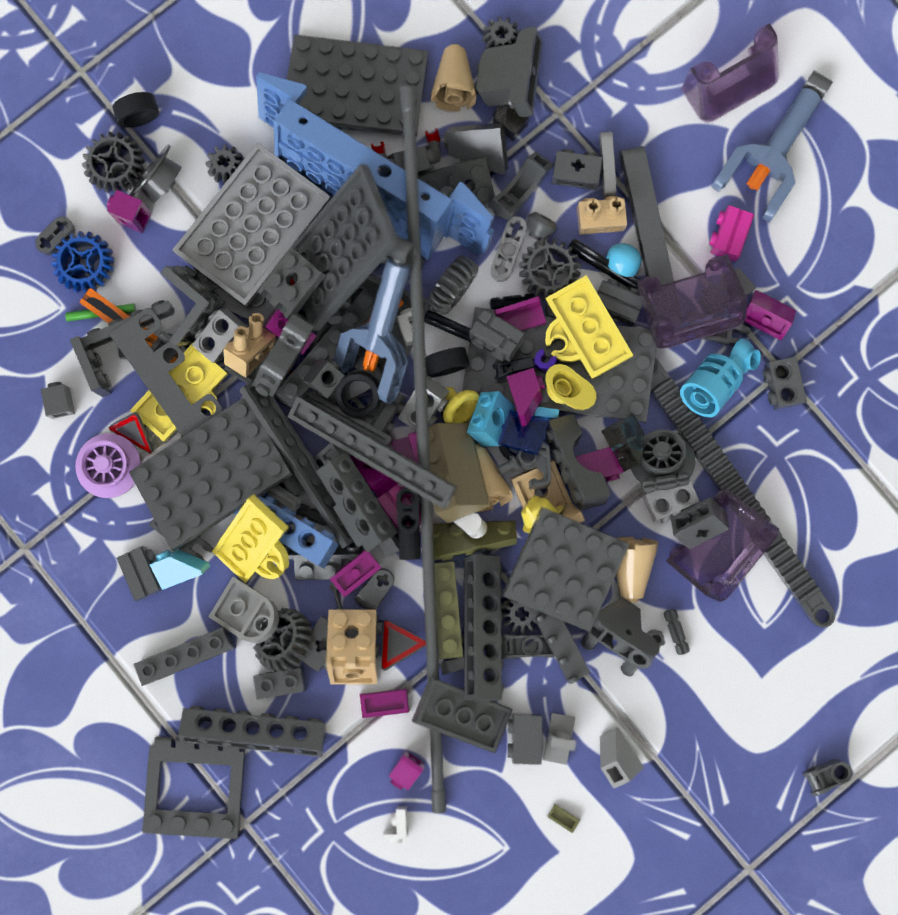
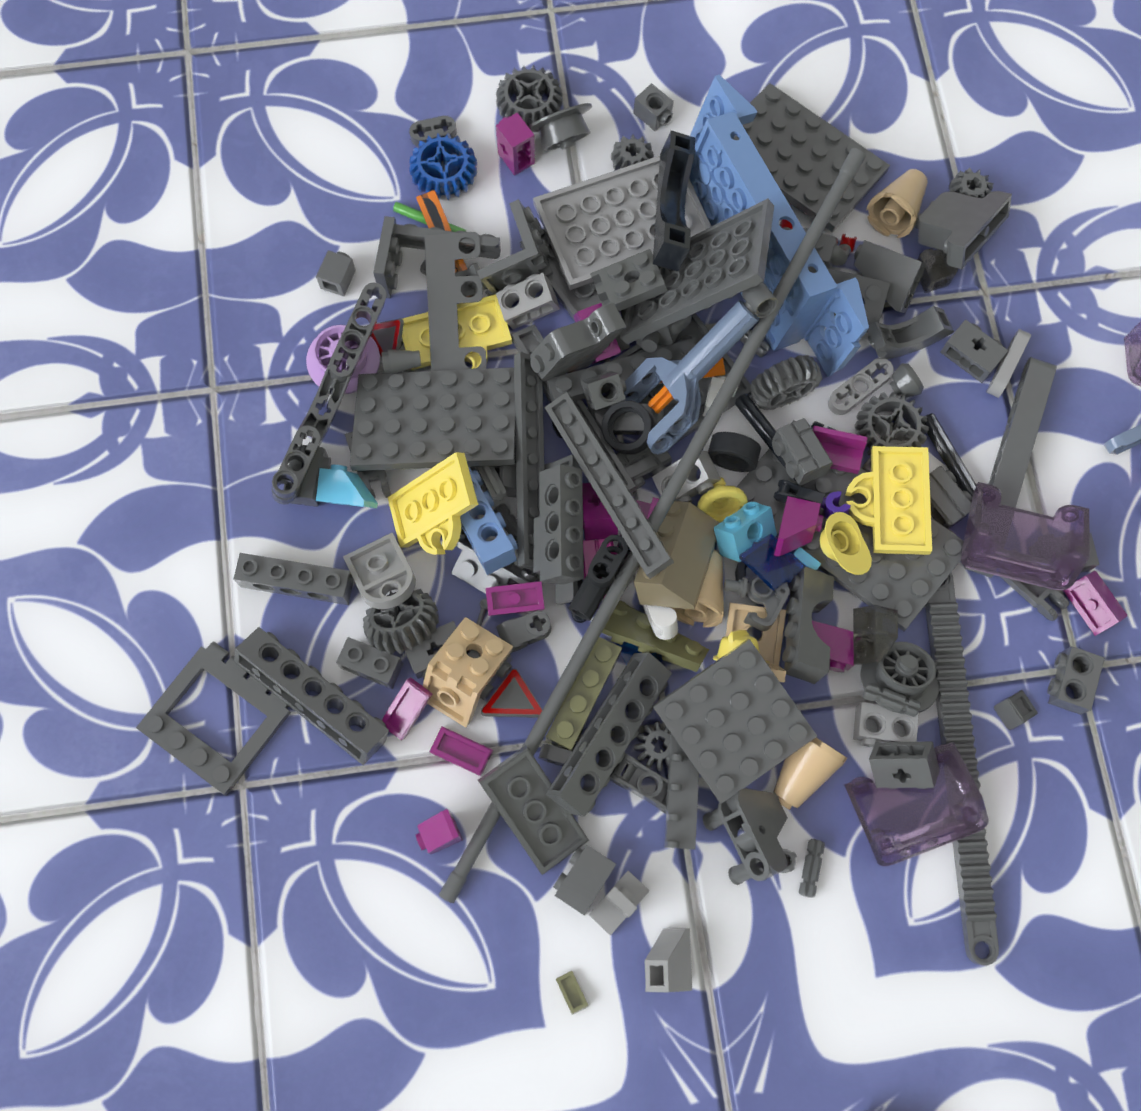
camera: 30 degrees right, 10 degrees down
(124, 533) = (332, 384): none -> dark grey beam
(135, 109) = (583, 52): black tyre -> none
(154, 443) = (400, 360): none -> dark grey cone
(212, 103) = (653, 98): none -> dark grey brick
(249, 346) = (539, 322): tan brick -> none
(297, 221) = (671, 230): none -> black arch
(327, 698) = (406, 708): none -> tile
(399, 821) = (398, 885): white bracket -> none
(601, 215) = (974, 406): tan brick -> none
(624, 259) = (974, 460): medium azure hair -> none
(719, 378) = (1008, 630): medium azure cylinder -> none
(732, 232) = (1104, 496): dark pink brick -> none
(754, 430) = (1015, 710): none -> dark grey slope

